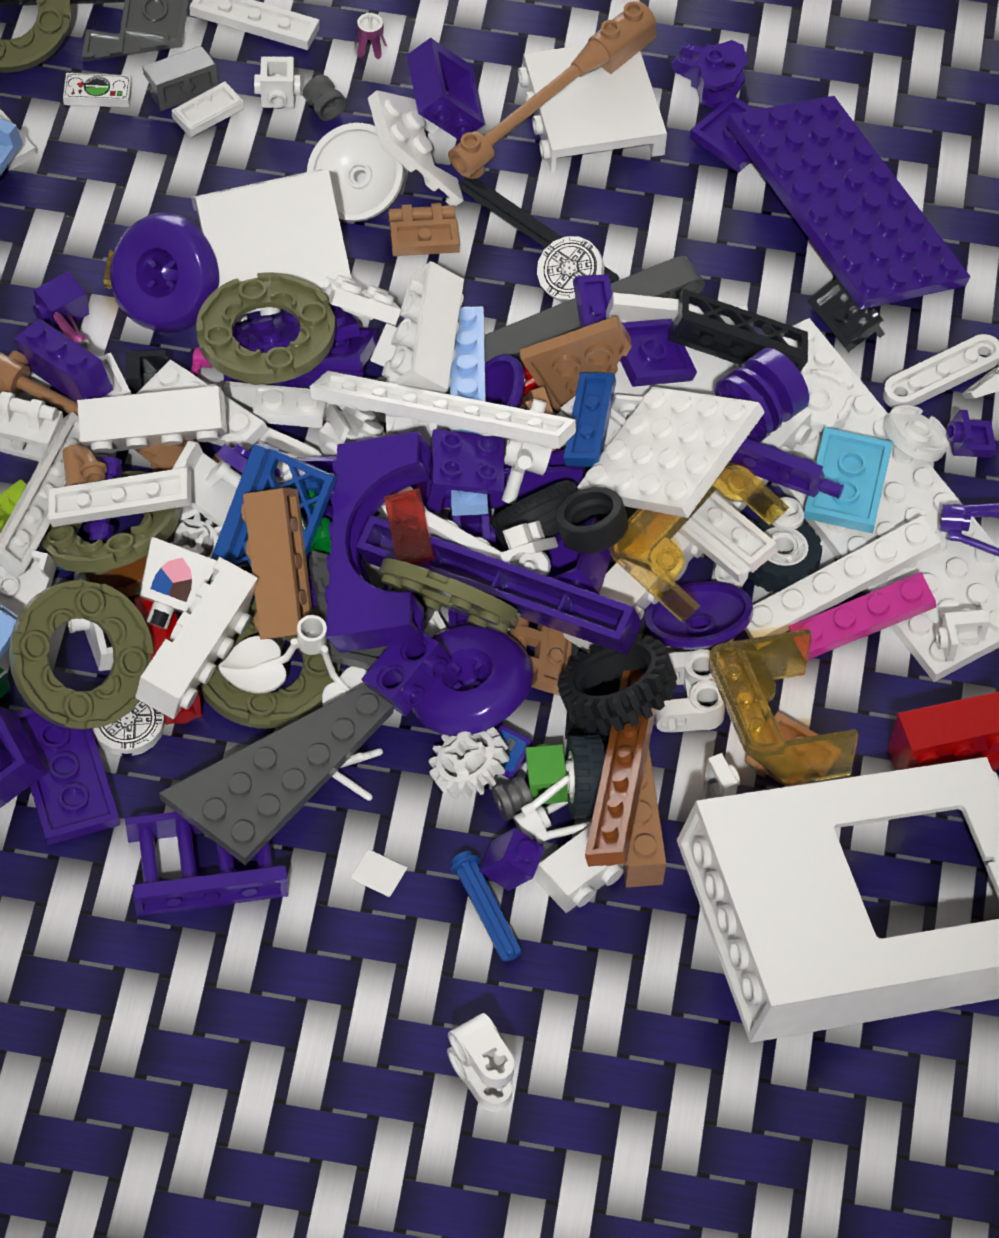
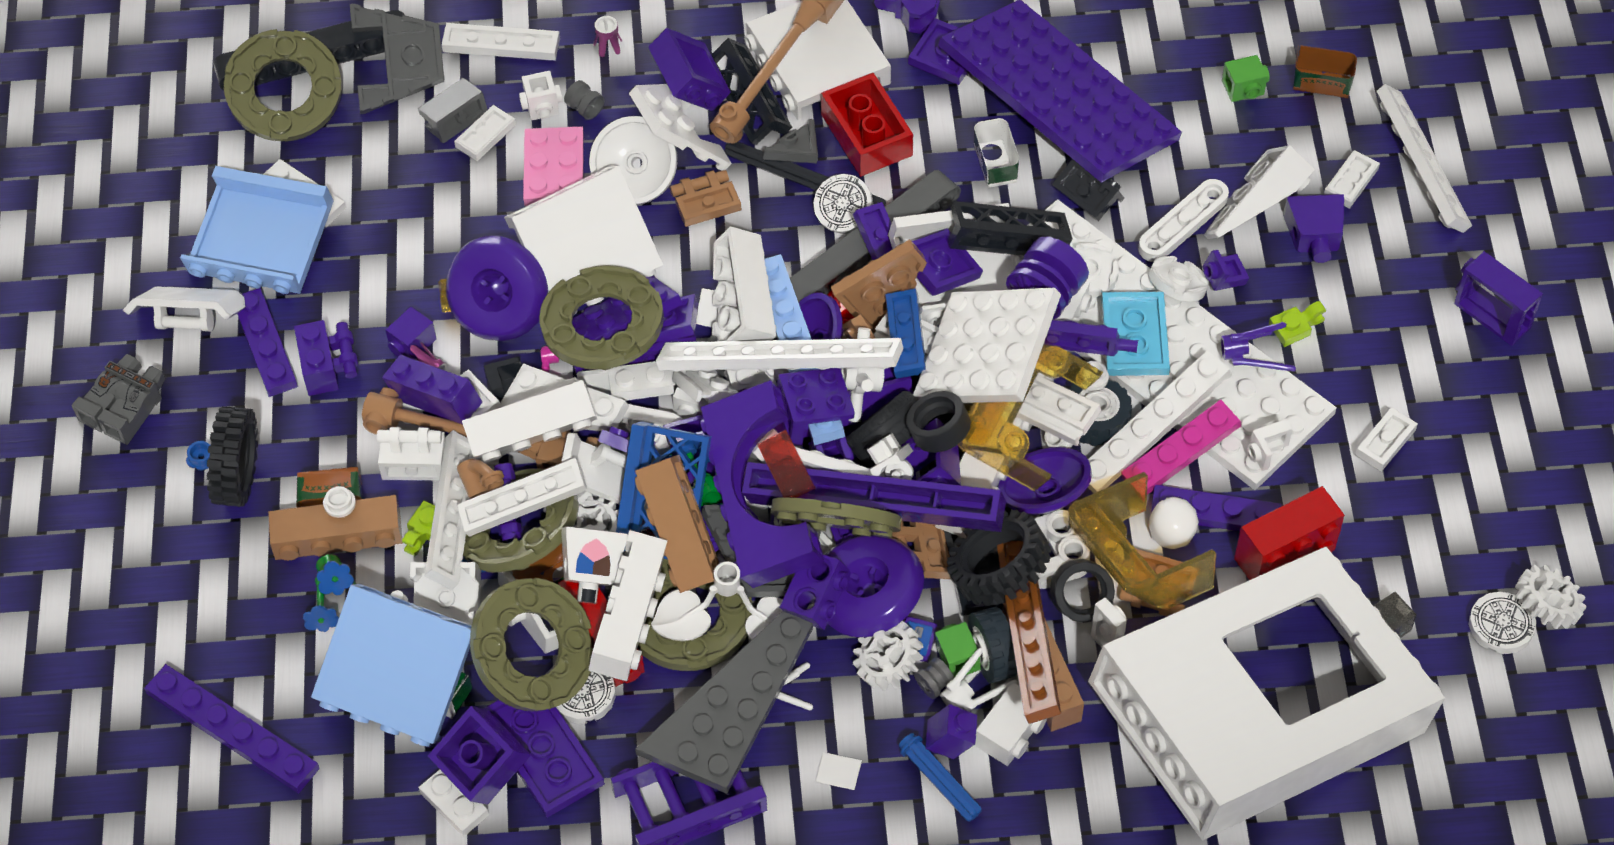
camera: 10 degrees left, 0 degrees up
(97, 90) = (382, 137): white tile -> none
(271, 150) = (551, 160): none -> bright pink plate
(361, 302) = (678, 274): white brick -> none
(518, 143) = (744, 66): none -> black fence
(537, 197) = (795, 146): none -> dark grey tile
(622, 190) = (867, 124): none -> red brick
(695, 715) = (1062, 575): none -> black tyre
(761, 231) = (998, 133): none -> white piece
(829, 694) = (1173, 523): none -> white hair
(868, 686) = (1217, 509): none -> dark purple plate

